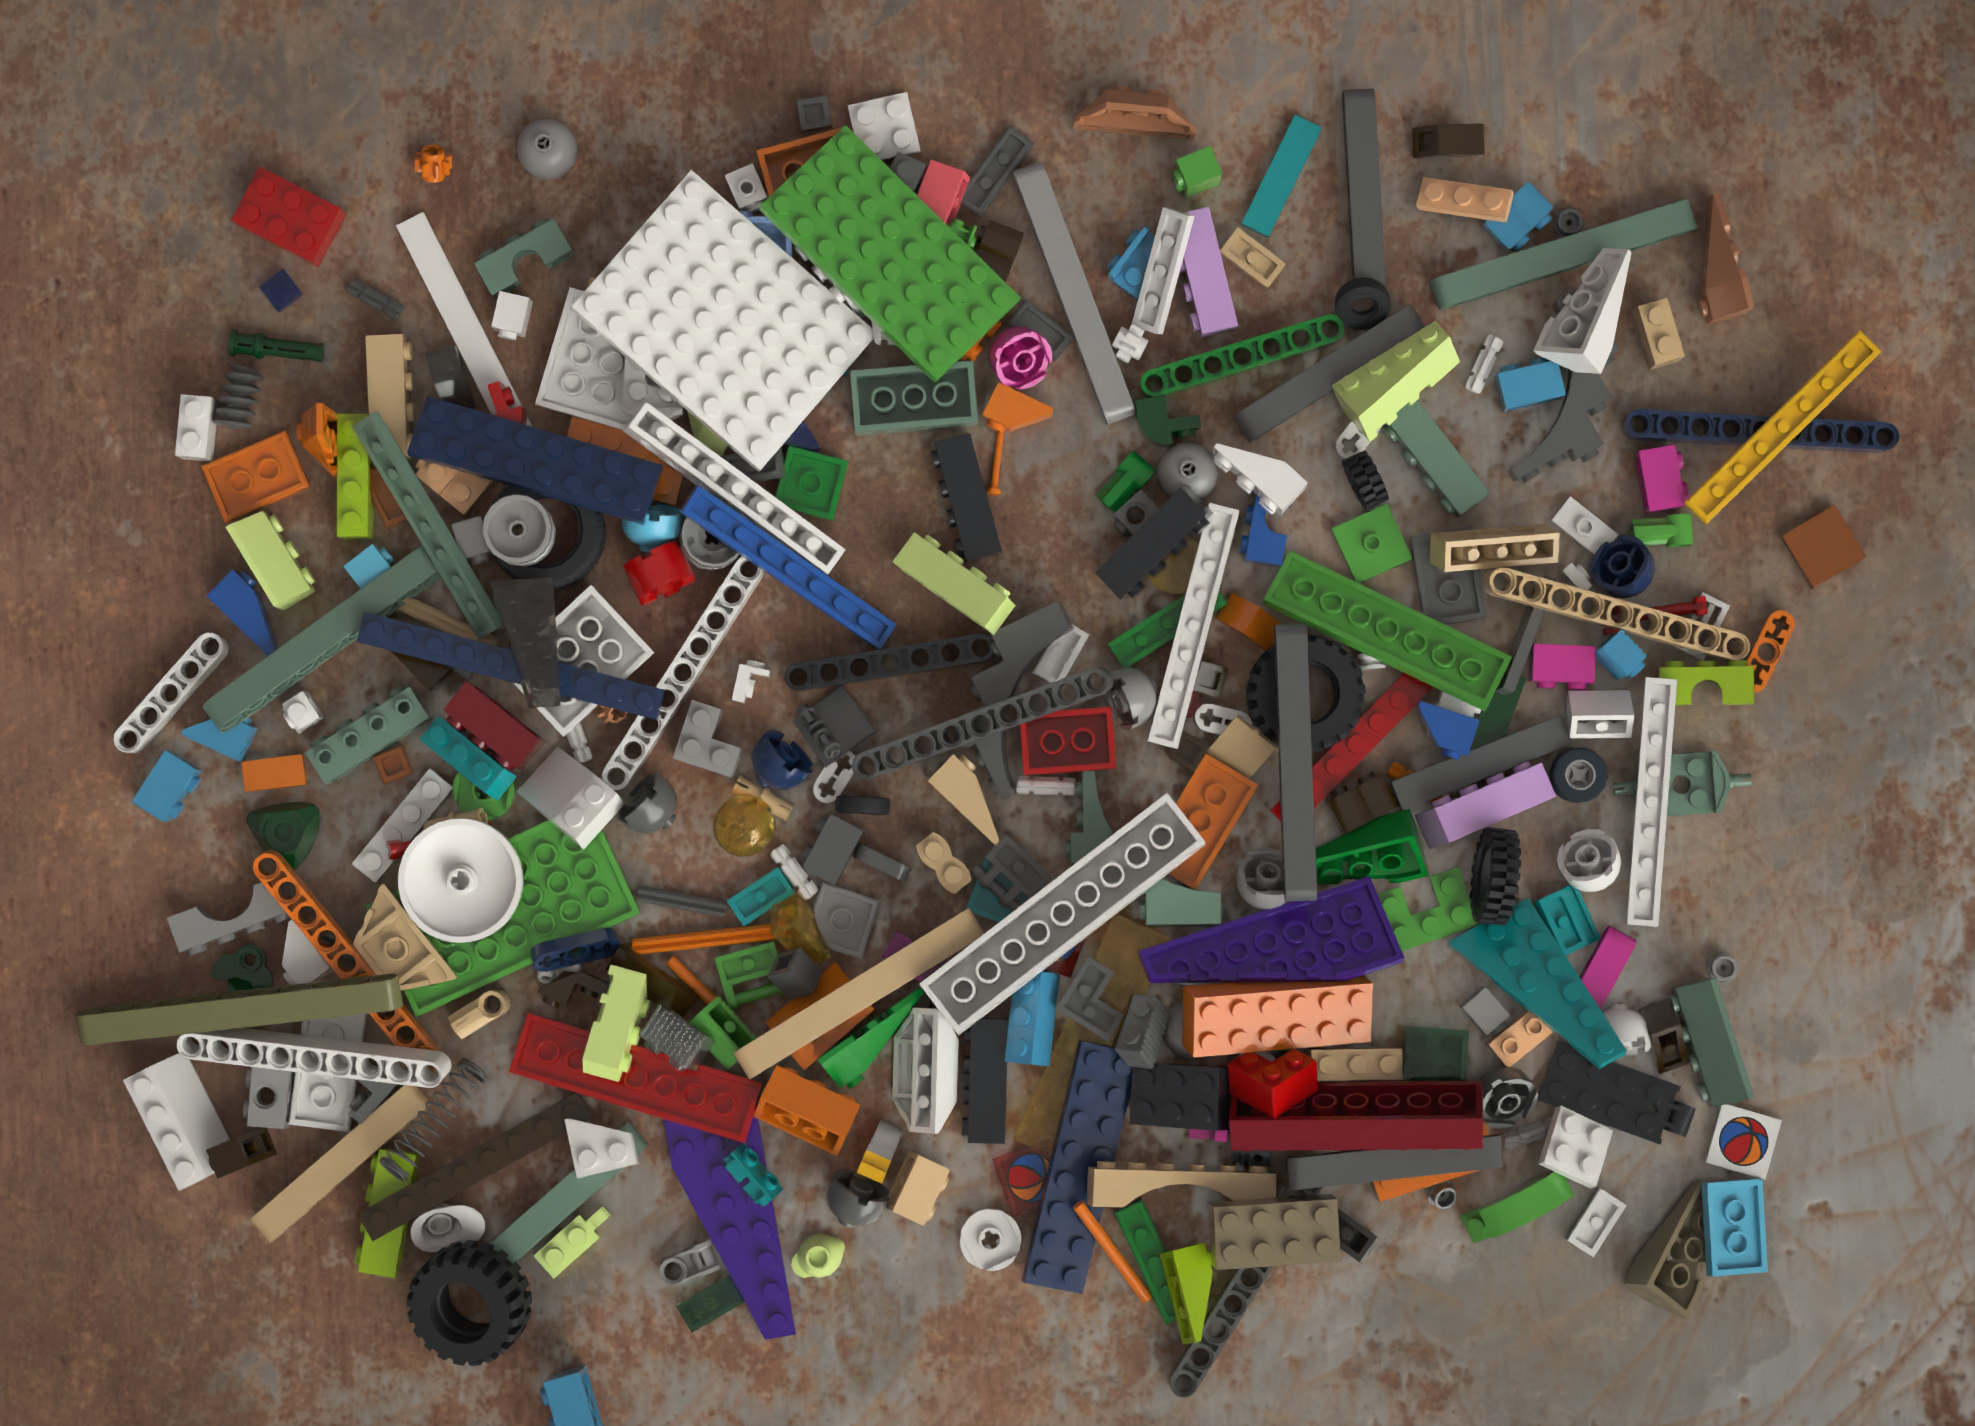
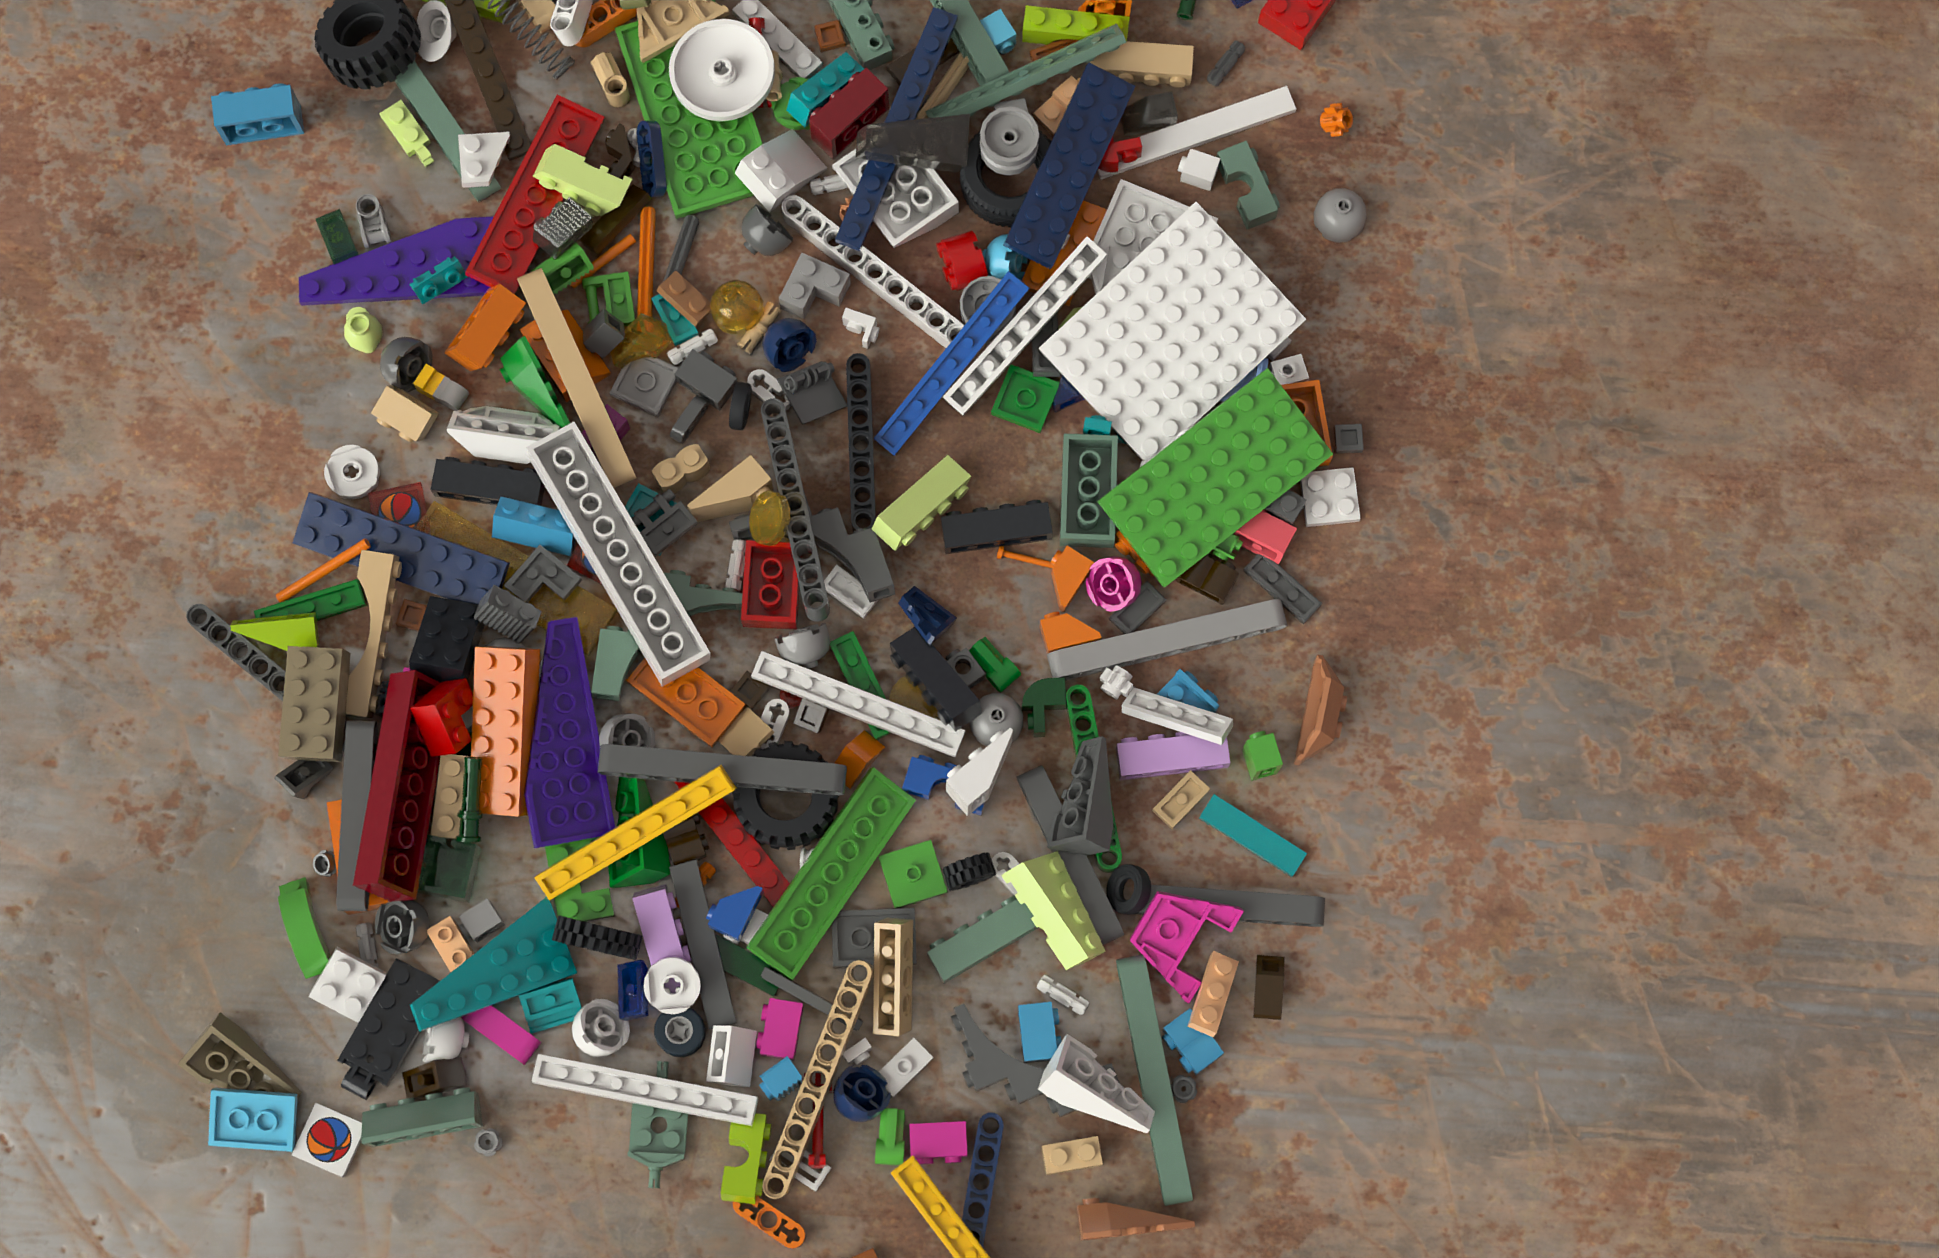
camera: 90 degrees right, 10 degrees down
(740, 886) = (685, 298): none -> medium nougat plate
(840, 395) = (1097, 425): none -> teal plate
(999, 749) = (769, 518): none -> clear yellow tile
(1079, 563) = (926, 614): none -> dark blue wing
(1080, 406) = (1065, 632): none -> orange slope
(1148, 1143) = (411, 615): none -> dark orange tile
(1284, 357) = (1086, 814): none -> dark grey wedge
(1375, 849) = (635, 832): none -> yellow tile
(1375, 1038) = (470, 812): none -> dark green pin
(1400, 251) = (1169, 930): none -> dark pink wing
(1543, 771) = (660, 996): none -> white plate
(1544, 830) = (631, 992): none -> clear blue slope
(1596, 1222) = (278, 996): white plate -> none

